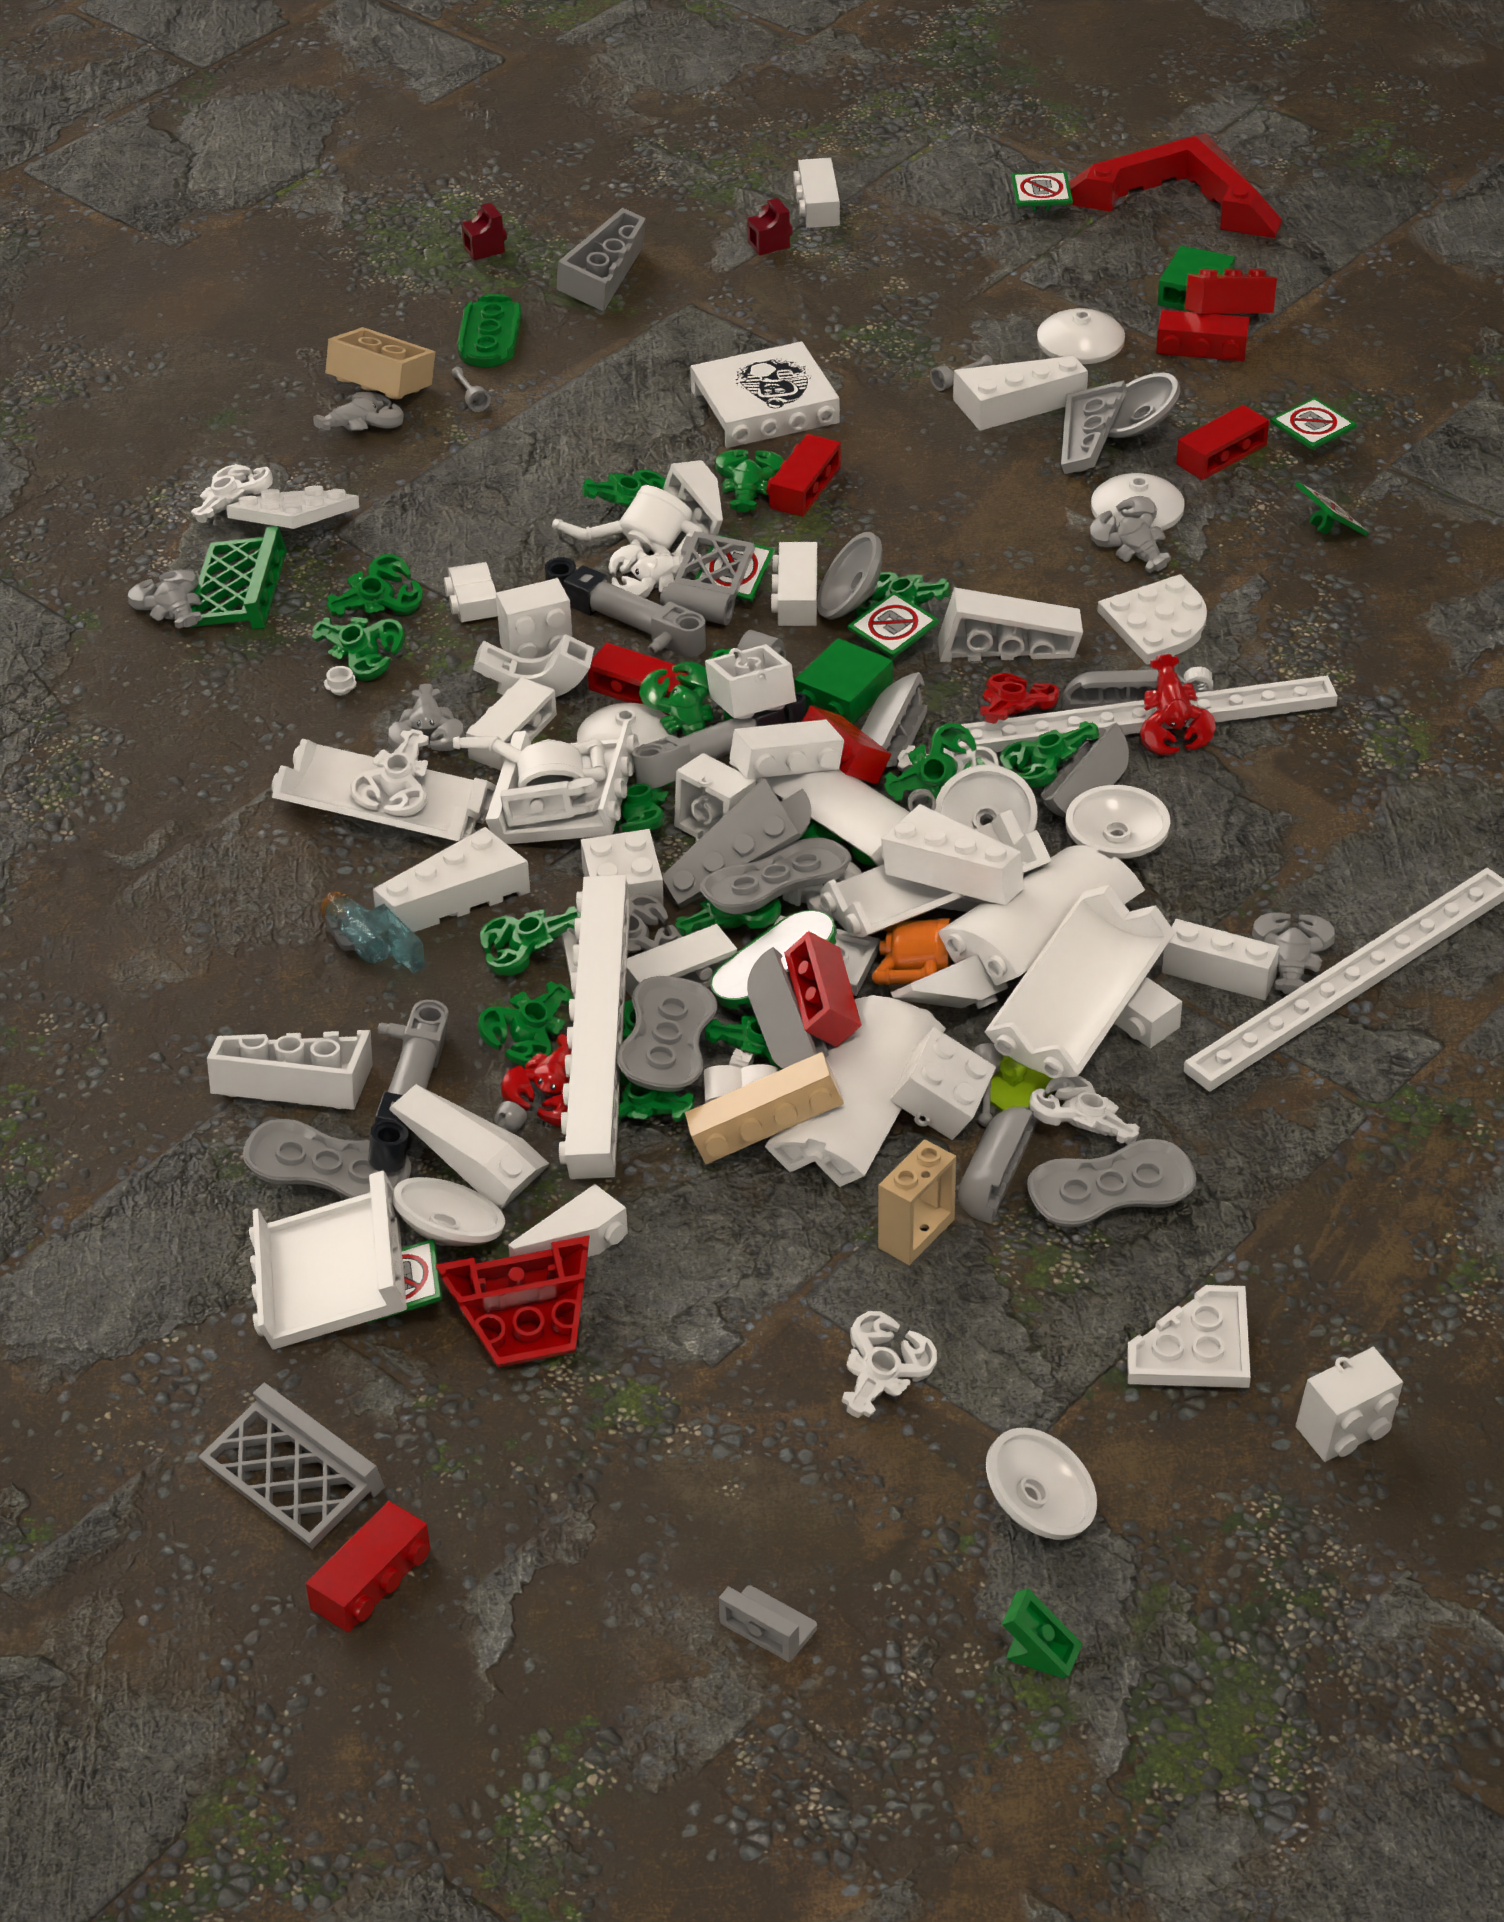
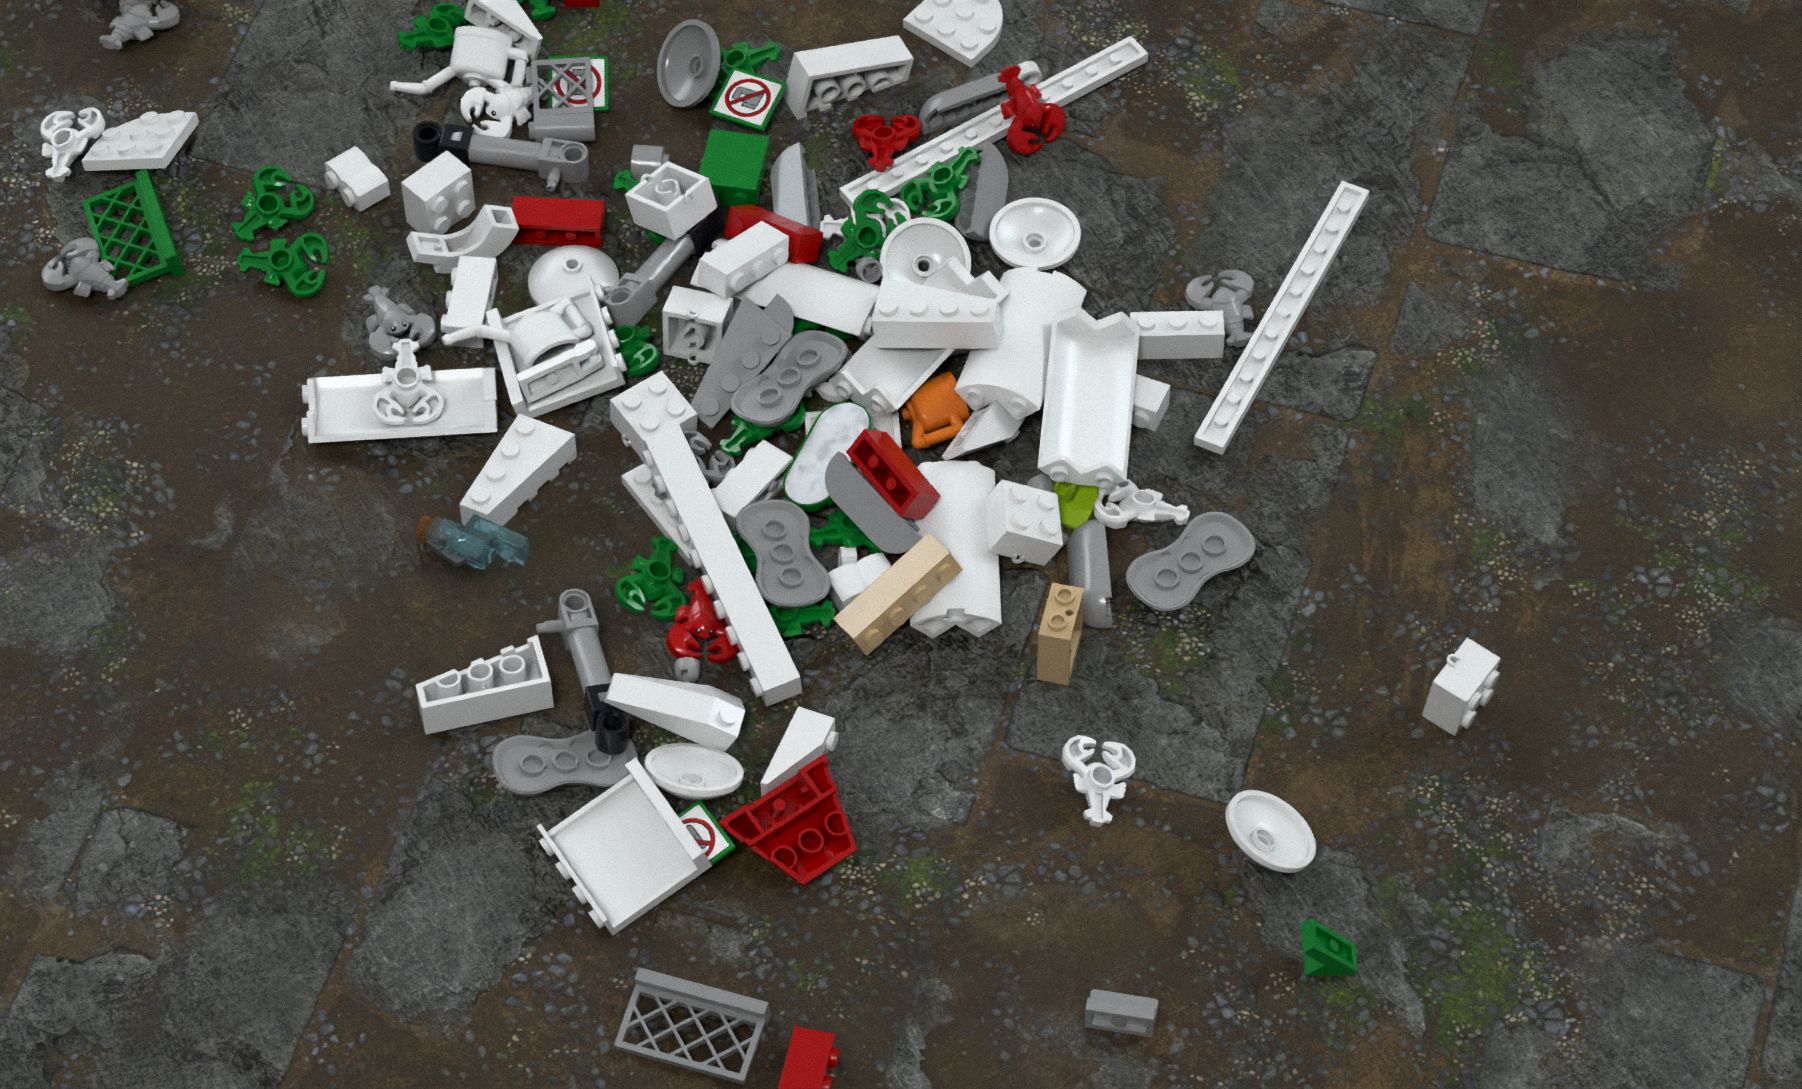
camera: 25 degrees left, 10 degrees up
(340, 680) = (291, 306): white plate -> none
(525, 936) = (606, 502): green animal -> none
(684, 700) = (615, 236): green animal -> none
(796, 584) = (638, 82): white brick -> none
(1196, 1343) = (1320, 674): white plate -> none

